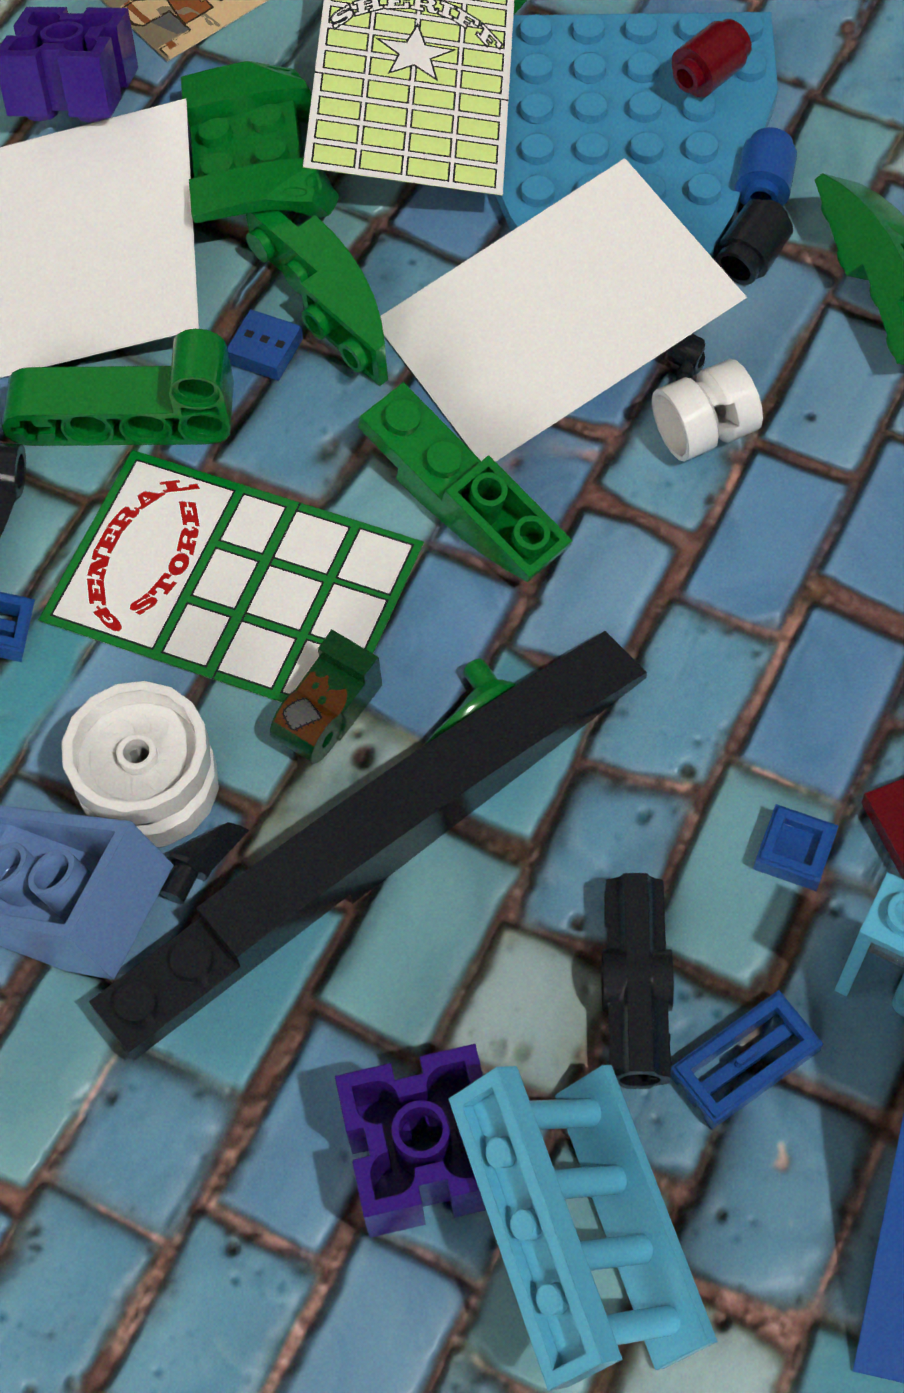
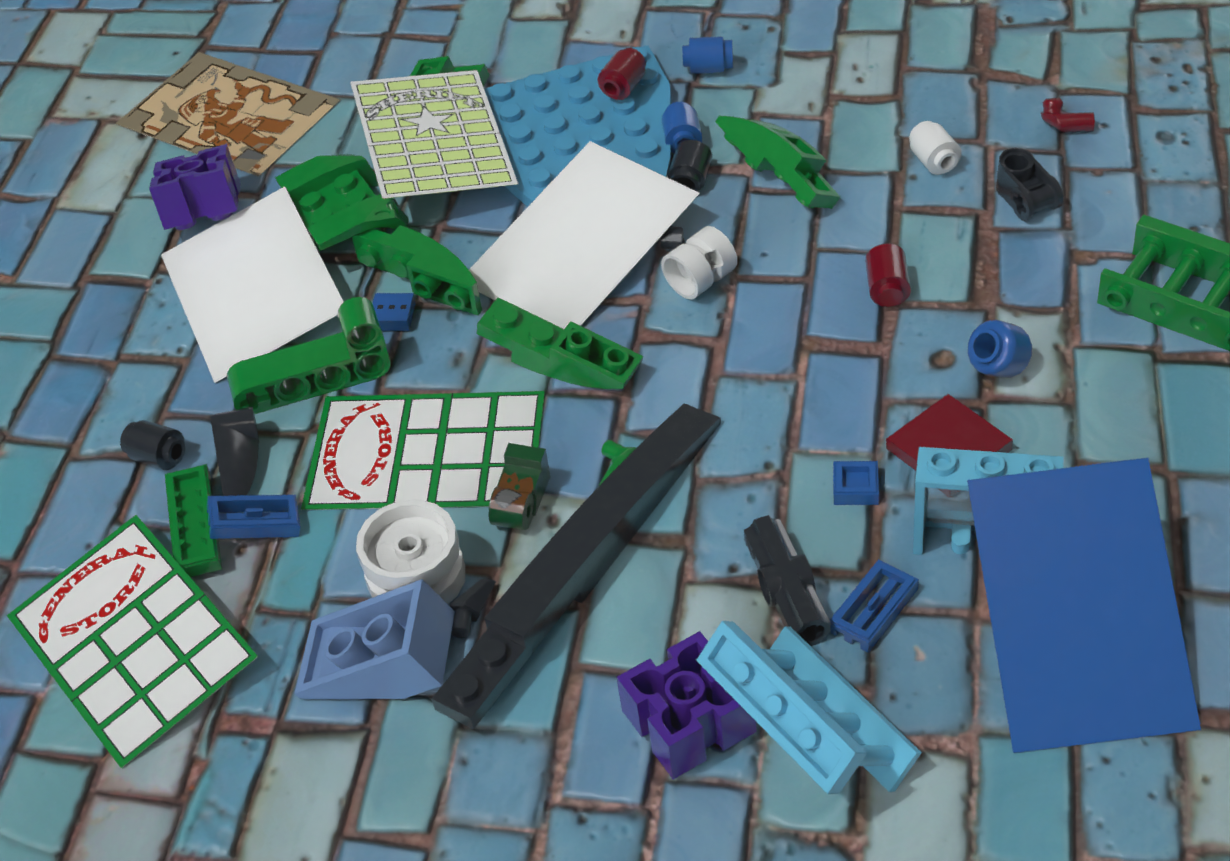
camera: 15 degrees left, 15 degrees down
(849, 56) = (708, 55): none -> blue brick

